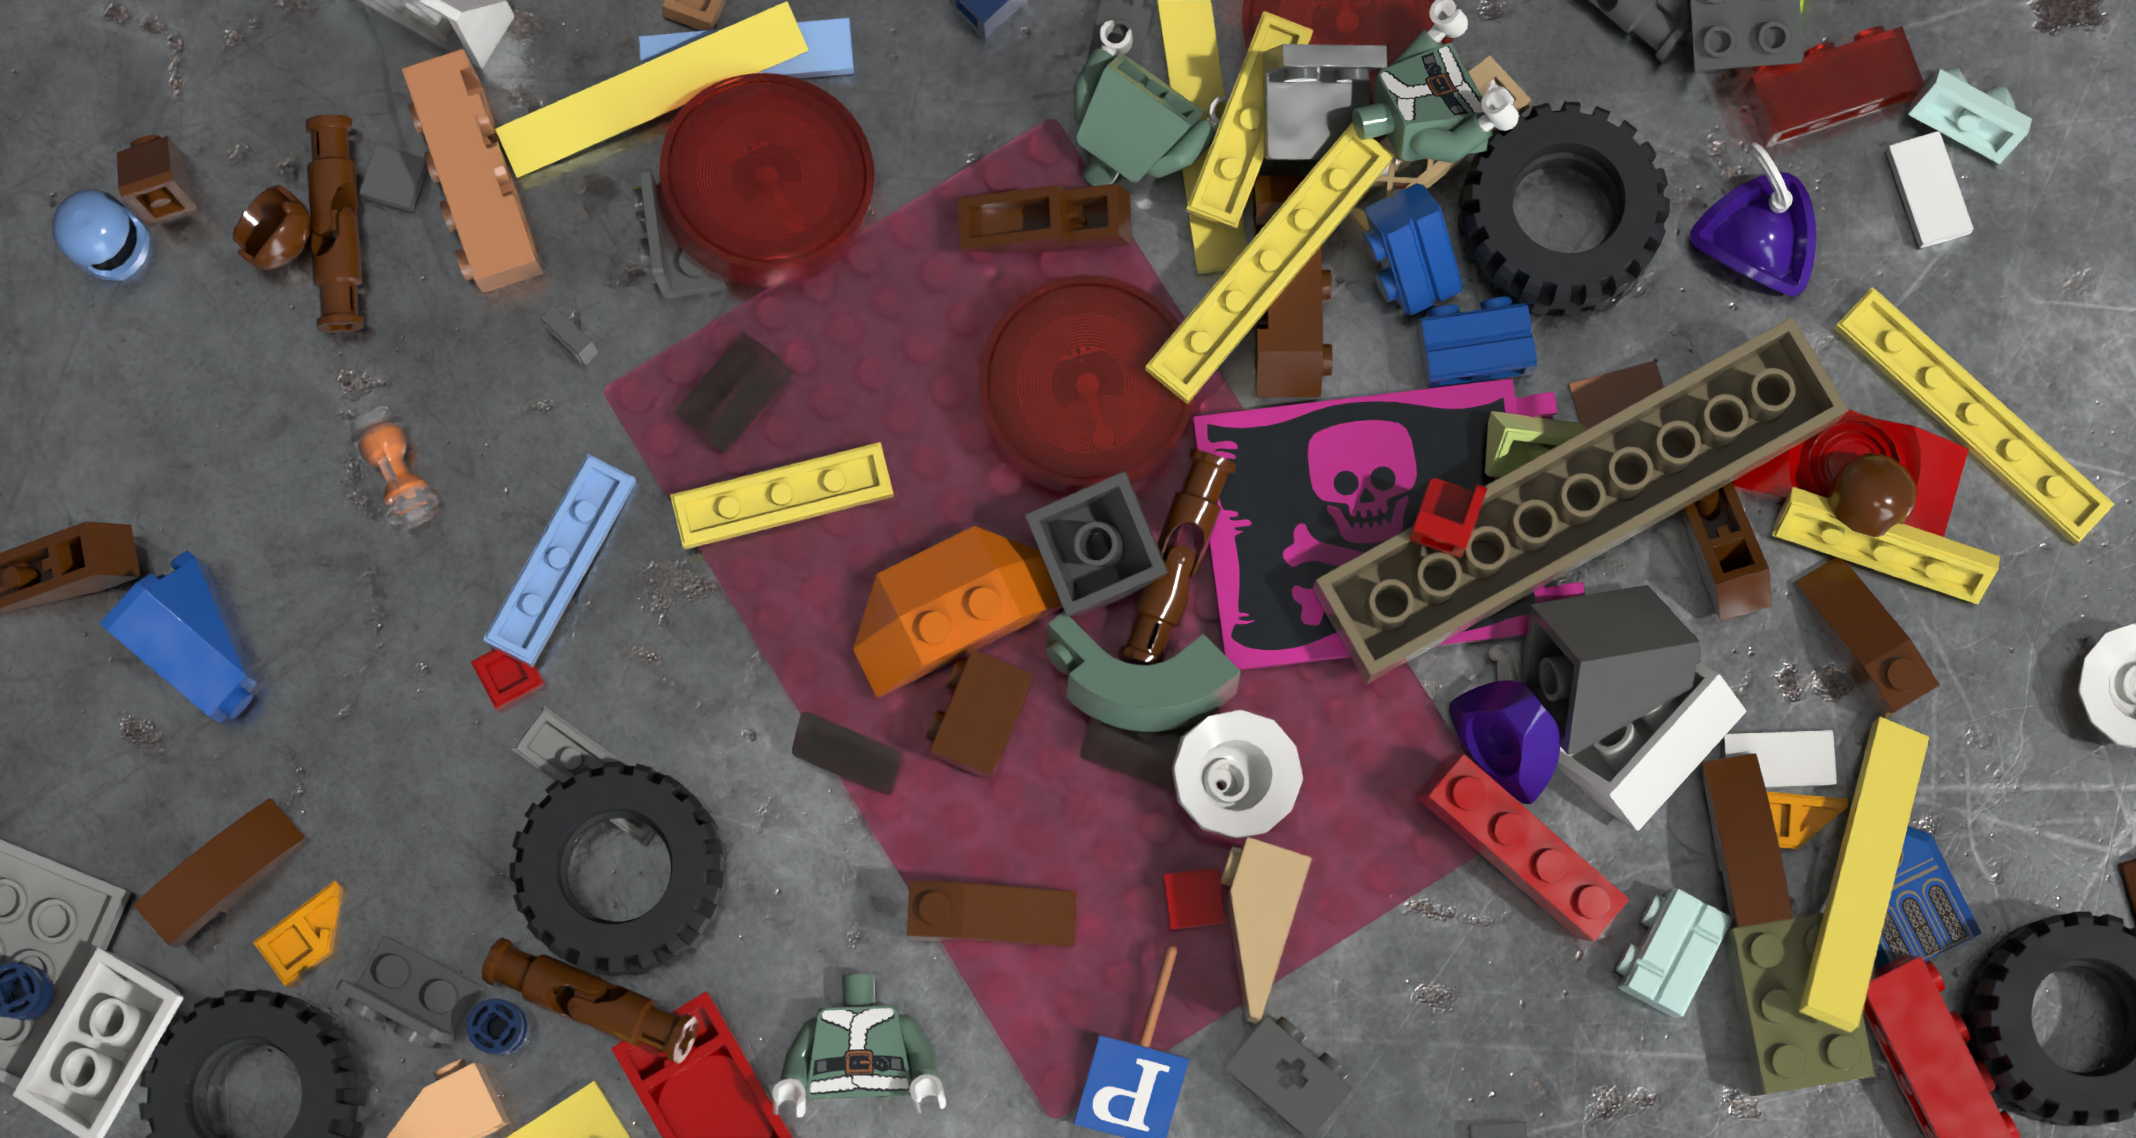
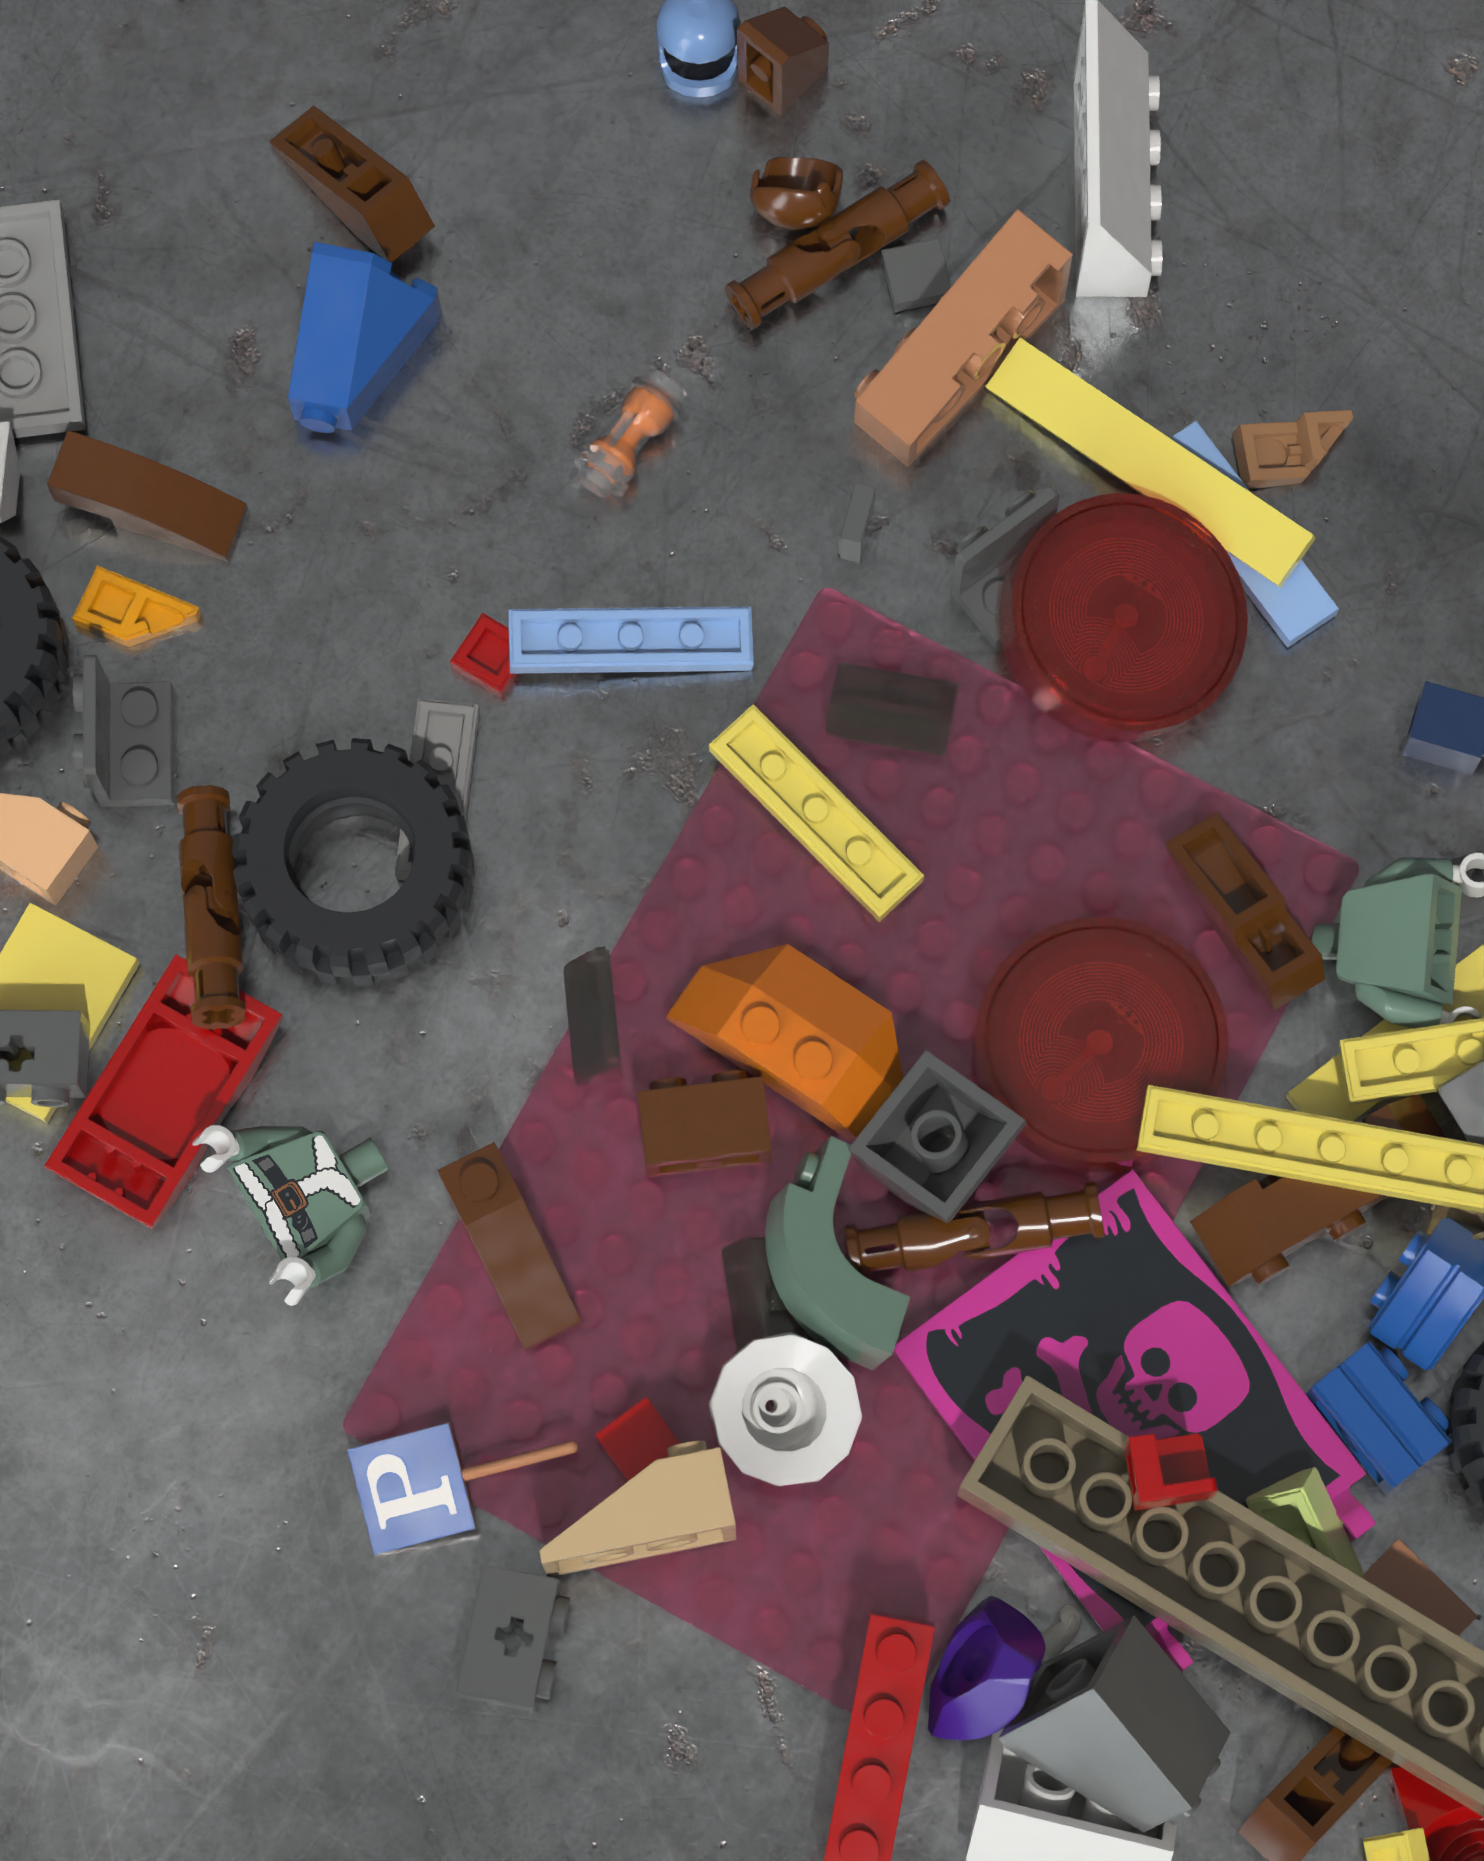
camera: 60 degrees right, 5 degrees down
(508, 1027) = (147, 848): dark blue wheel -> none

